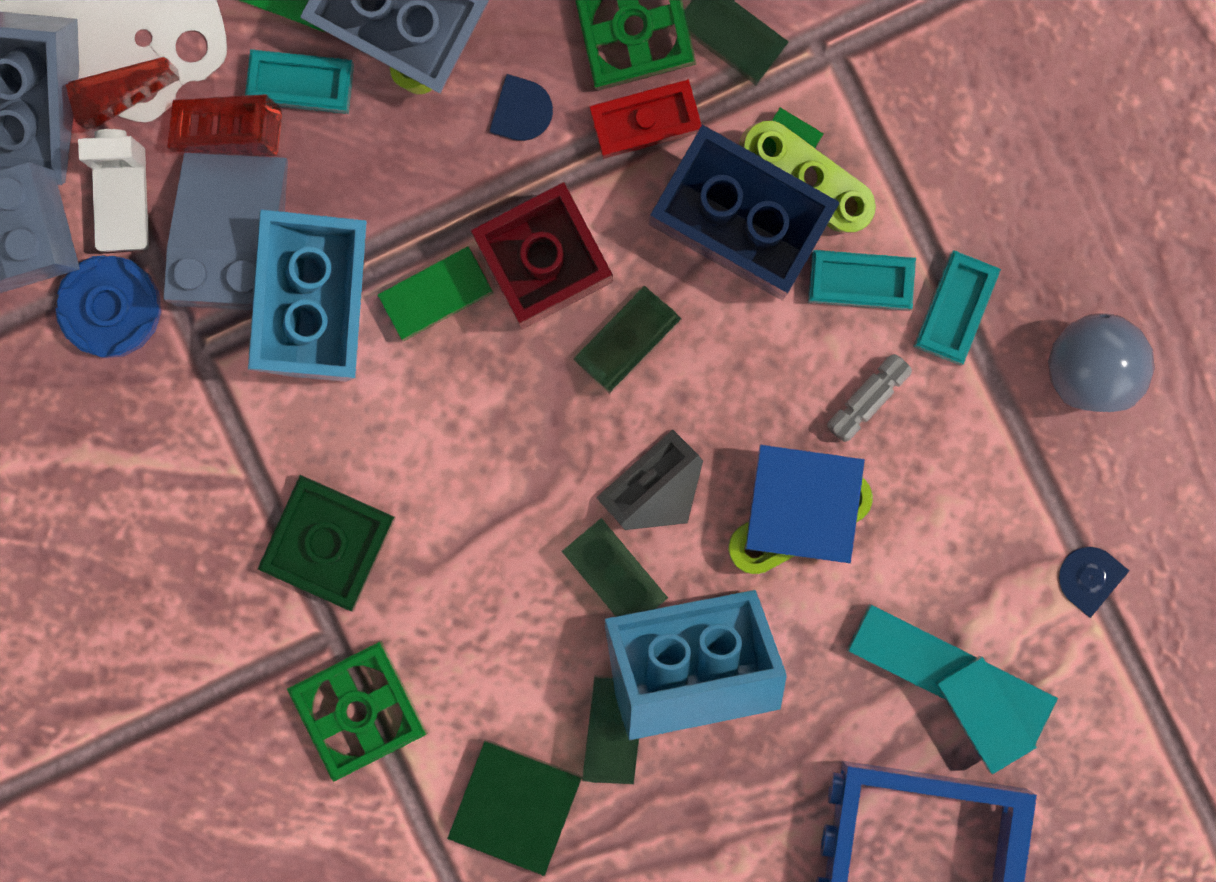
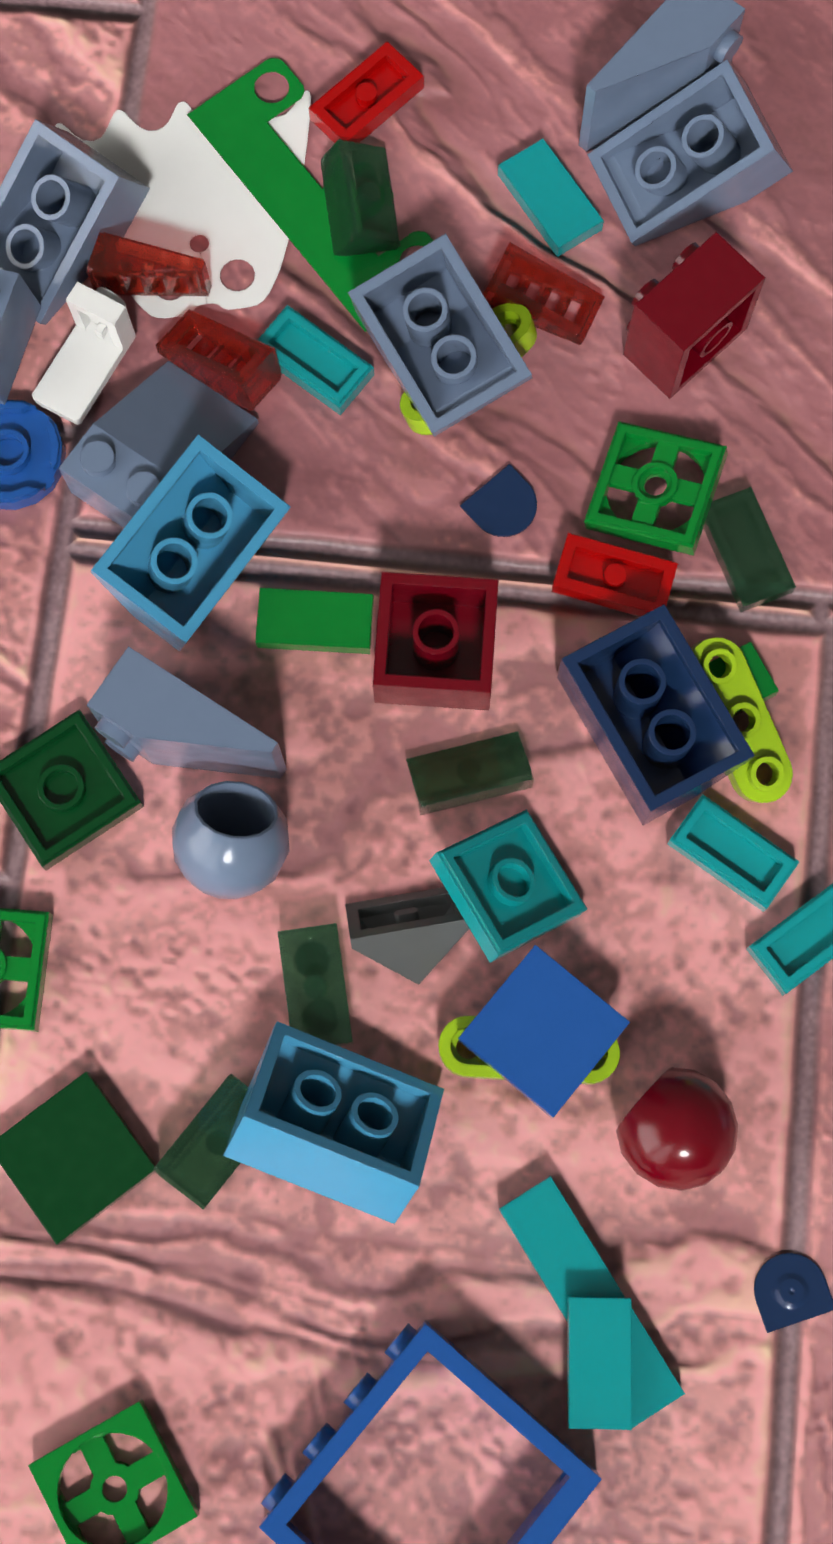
camera: 35 degrees right, 10 degrees down
(379, 445) = (175, 725): none -> sand blue slope
(484, 506) = (230, 840): none -> sand blue helmet
(711, 410) = (508, 885): none -> teal tile
(869, 397) = (672, 970): light grey axle -> none
(947, 516) = (679, 1131): none -> dark red helmet

